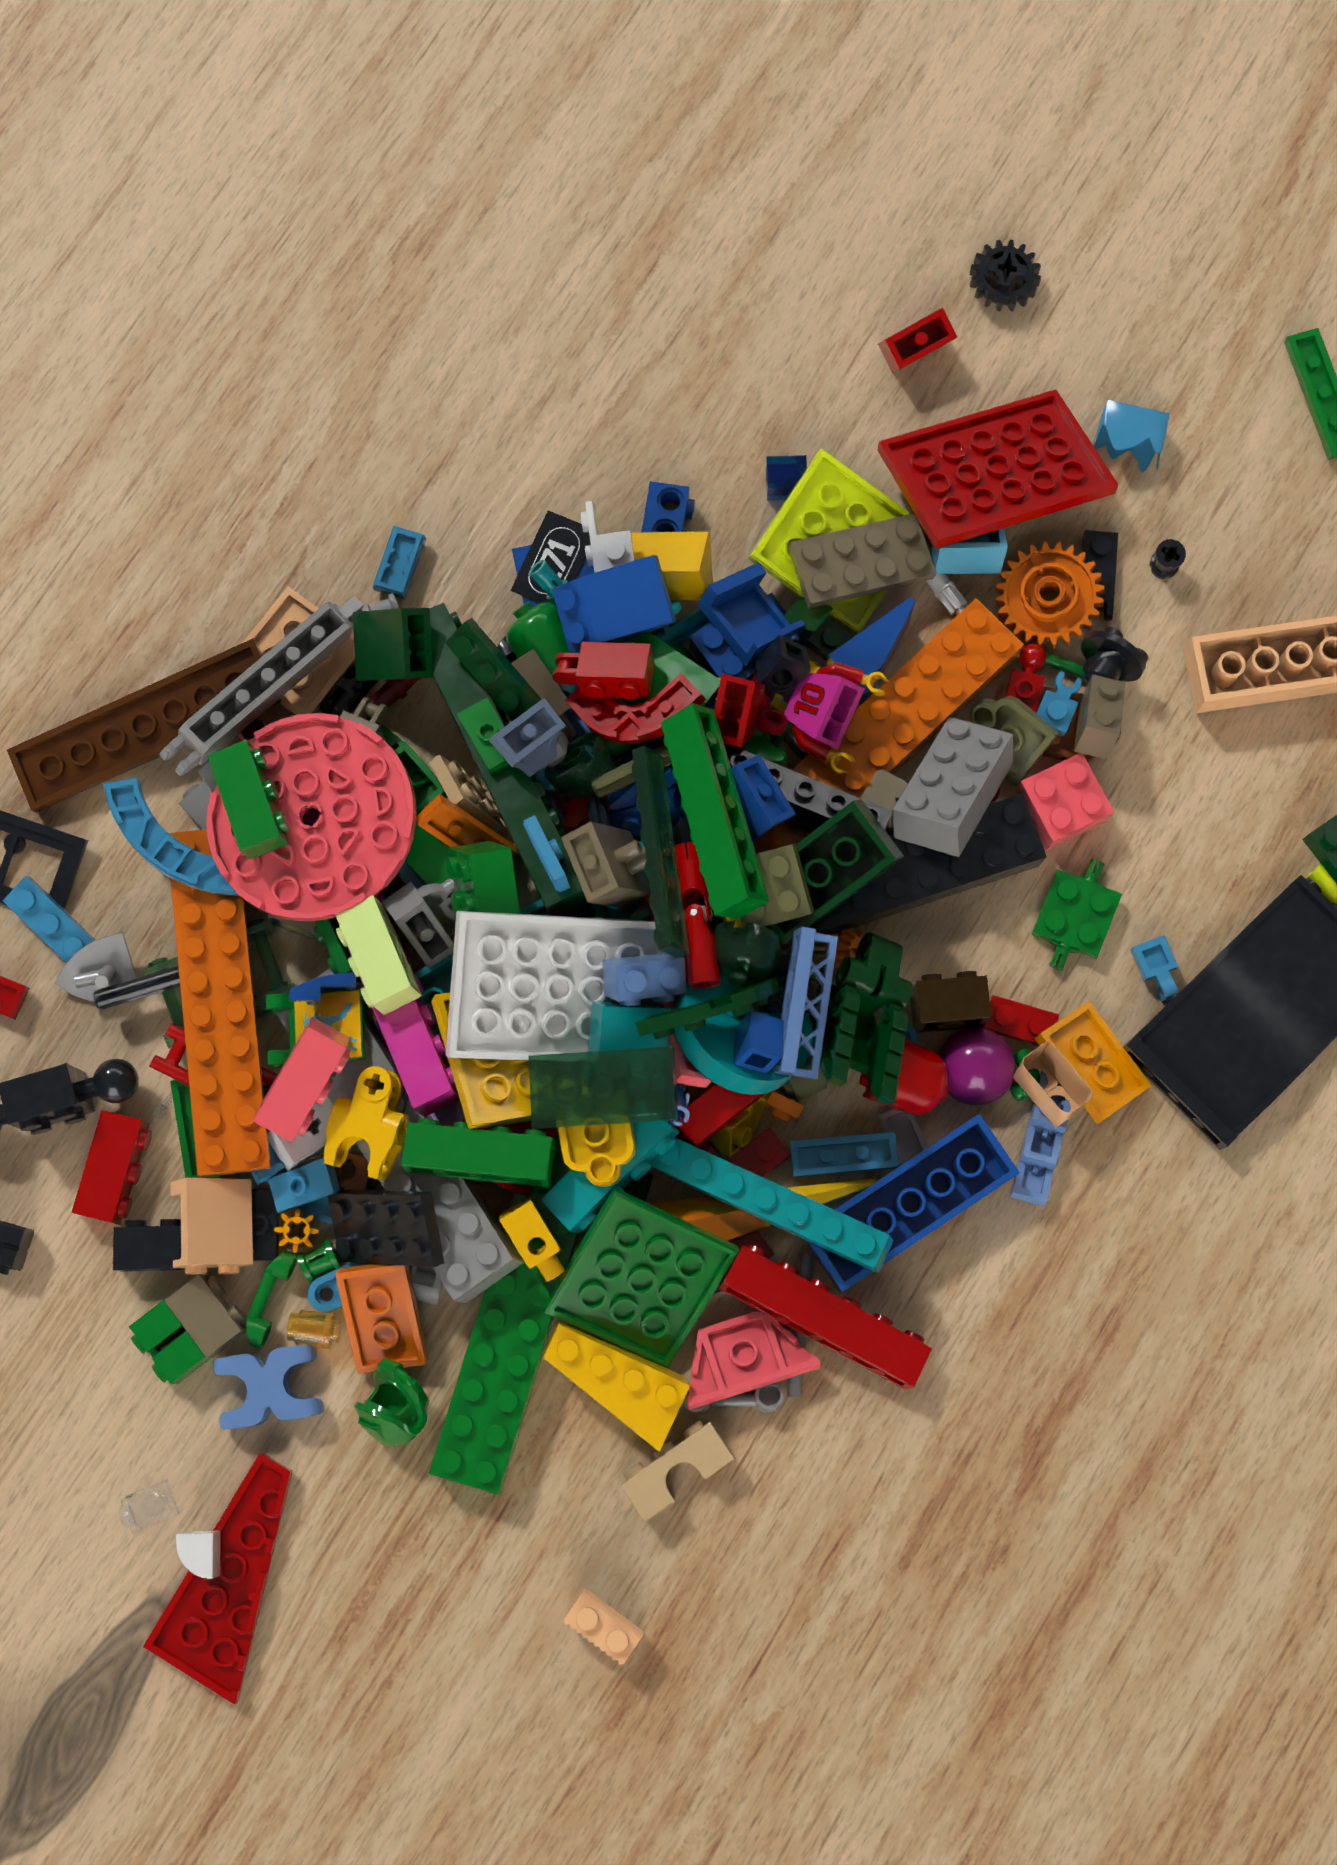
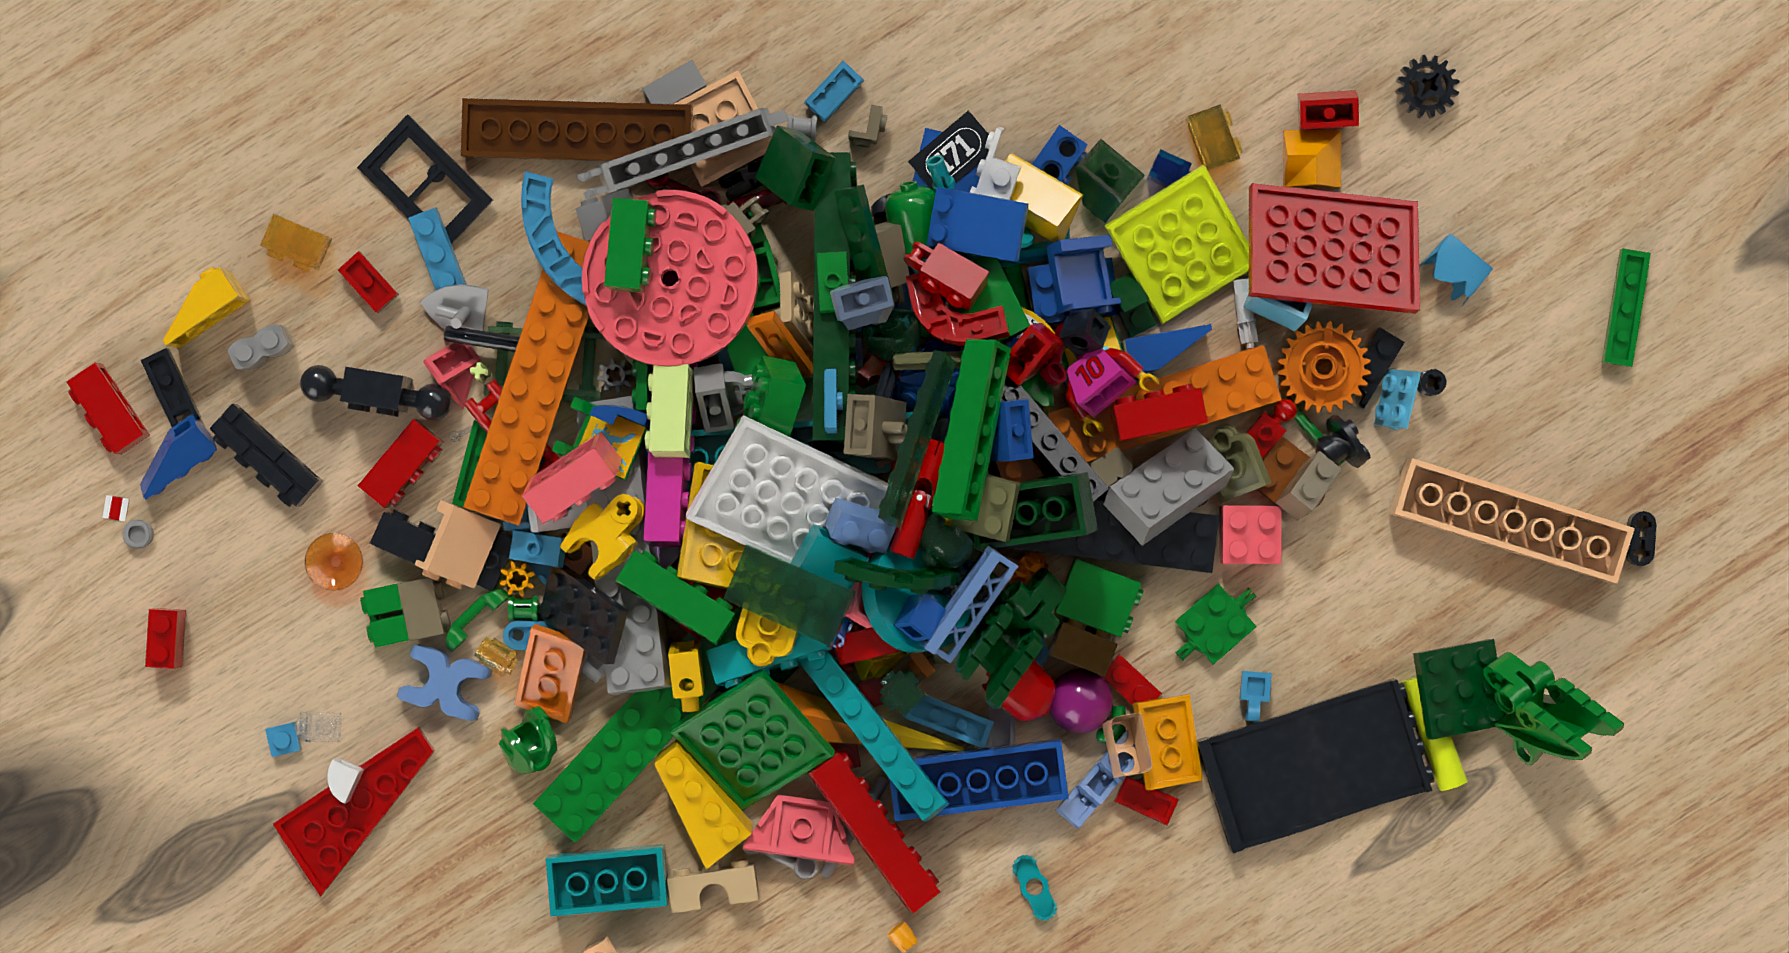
camera: 20 degrees right, 10 degrees up
(66, 1307) = (319, 564): none -> clear orange dish
(114, 1543) = (283, 739): none -> dark azure plate
(125, 1036) = (452, 369): none -> coral slope
(154, 1026) = (480, 372): none -> yellowish green piece
(229, 631) = (675, 85): none -> light grey tile
(299, 952) = (607, 378): none -> light grey gear
(456, 591) = (876, 124): none -> dark tan bracket
(553, 1521) = (607, 880): none -> teal brick
(728, 516) = (1105, 180): none -> clear green slope
(777, 1142) = (901, 690): none -> clear green brick
(815, 423) = (1213, 137): none -> clear yellow brick
(861, 560) = (1190, 271): dark tan plate -> none
(904, 710) = (1158, 412): none -> red brick
(914, 1422) = (902, 936): none -> light orange hose
(925, 398) = (1312, 158): none -> light orange slope
(940, 942) = (1099, 598): none -> green brick
(1048, 1309) = (1042, 903): none -> teal piece
(1057, 707) = (1282, 461): dark azure plate -> none
(1107, 1138) = (1150, 803): none -> red plate
(1143, 589) = (1397, 398): none -> medium azure hinge

